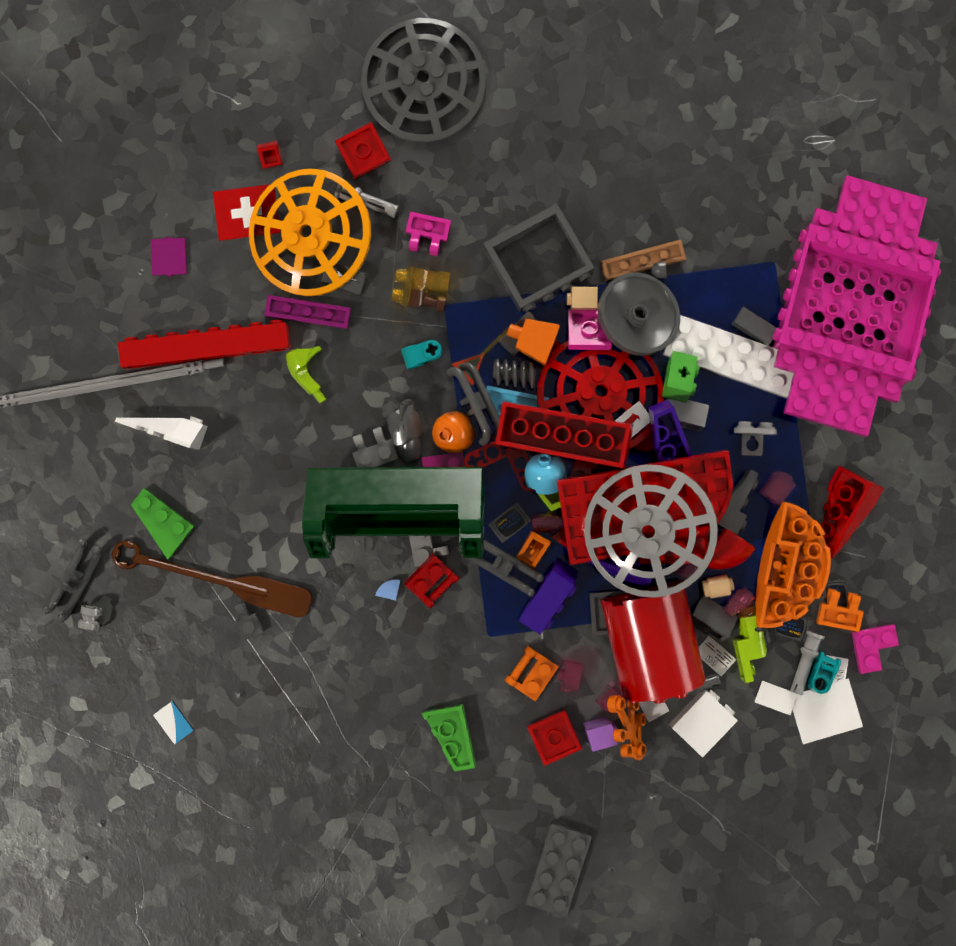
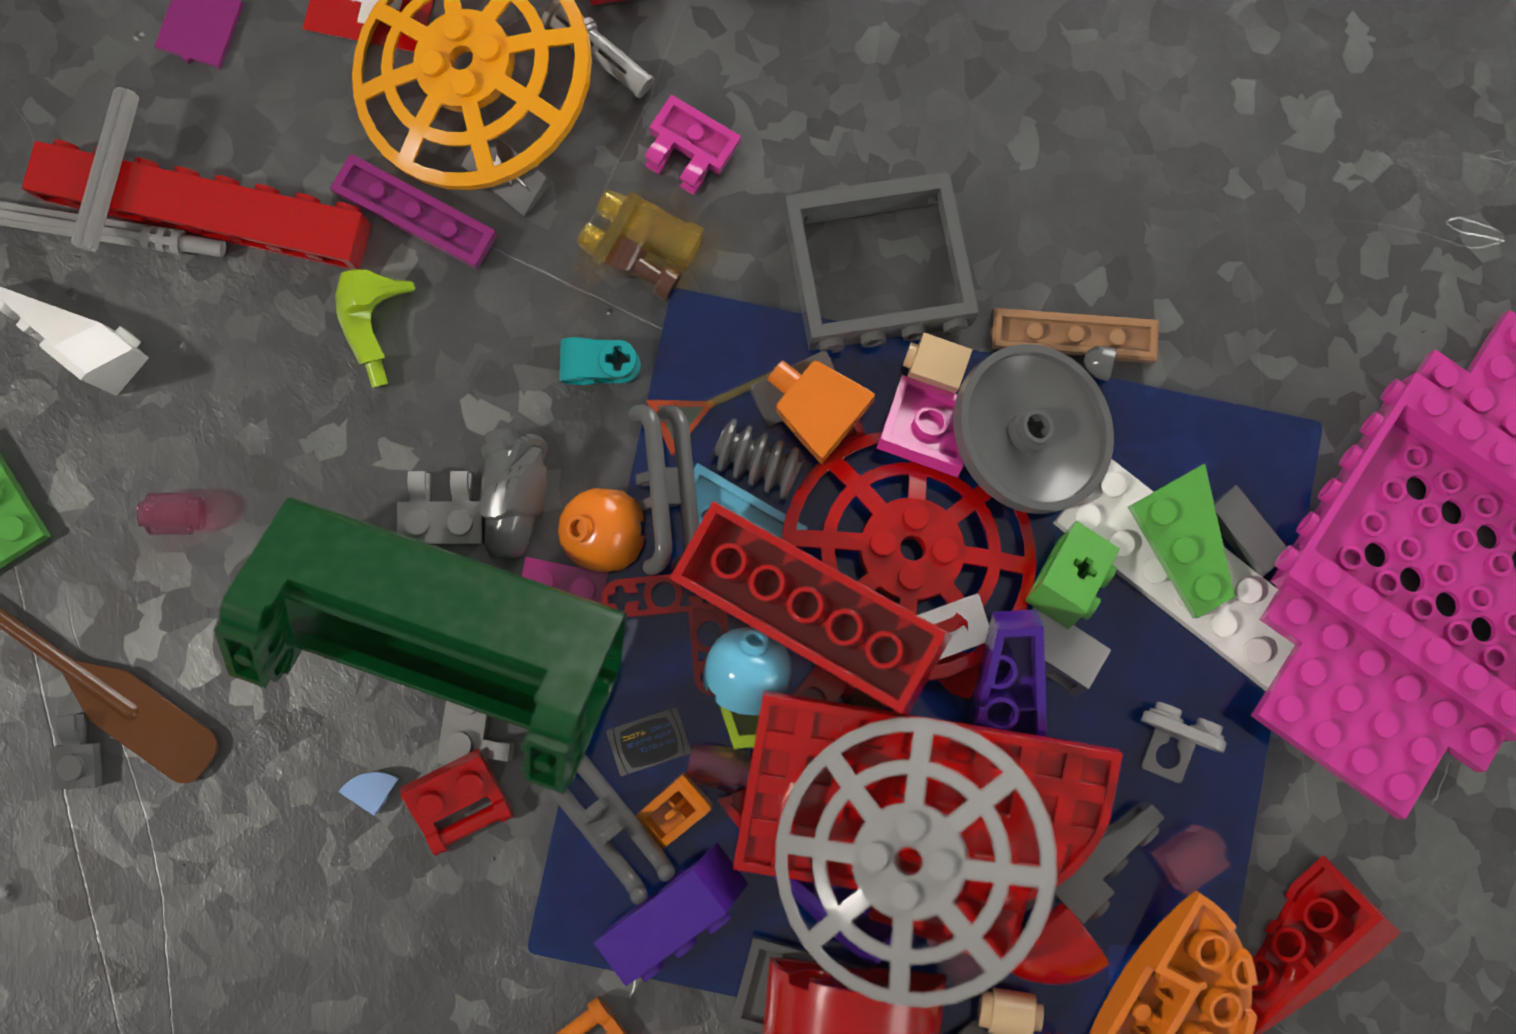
camera: 10 degrees right, 5 degrees down
(157, 343) = (105, 169): none -> light grey axle
(249, 495) = (171, 513): none -> clear pink brick
(727, 341) = (1187, 540): none -> bright green wing

